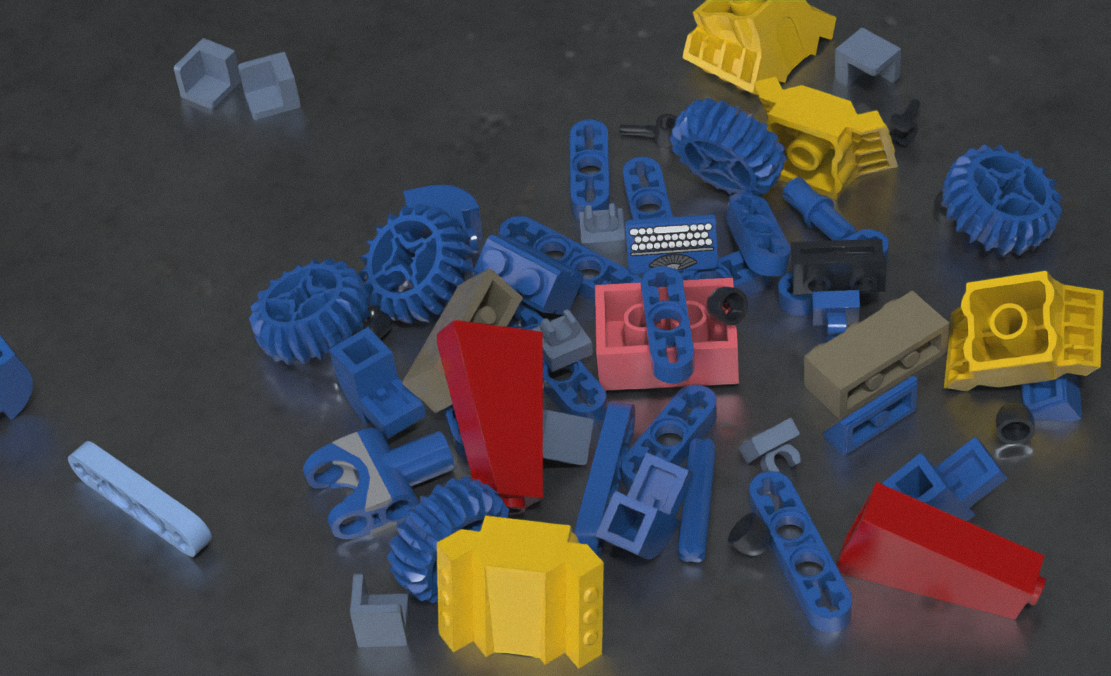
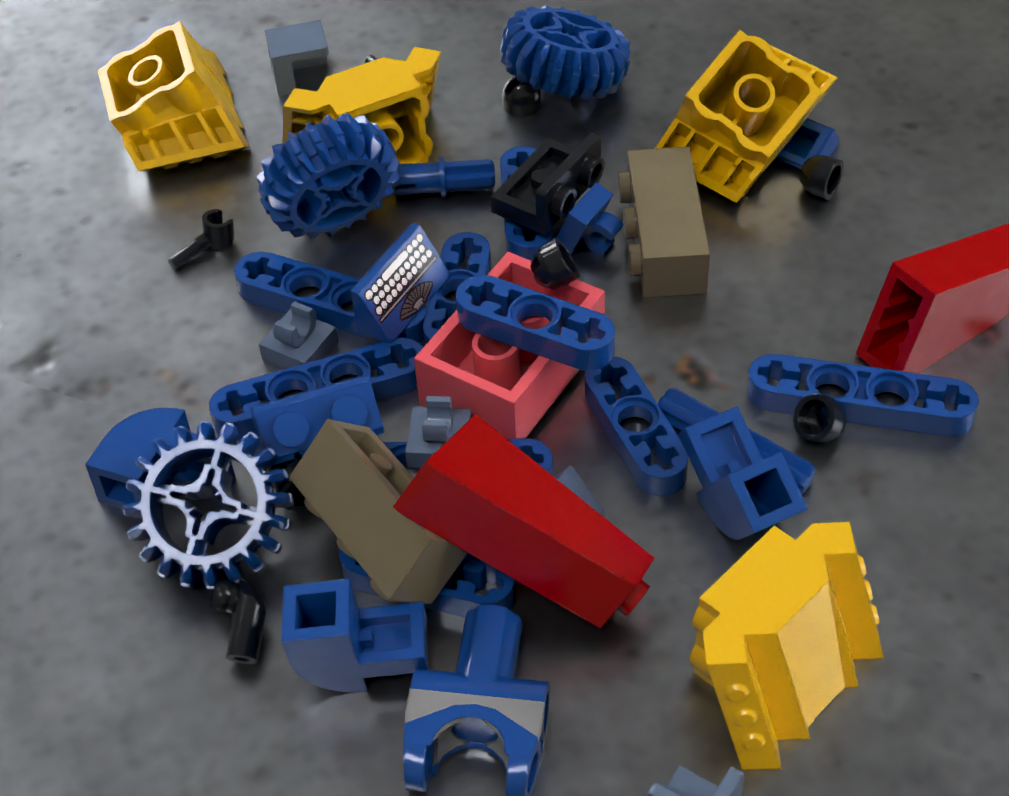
camera: 60 degrees left, 0 degrees up
(309, 311) = (150, 686): blue gear -> none
(445, 511) = (661, 671): blue gear -> none
(583, 157) = (192, 293): blue beam -> none
(605, 472) = (654, 497): blue beam -> none
(758, 234) = (443, 222): blue beam -> none
(772, 443) = (717, 347): sand blue tile -> none
(874, 417) = (733, 261): blue slope -> none
(952, 484) = (878, 237): blue brick -> none

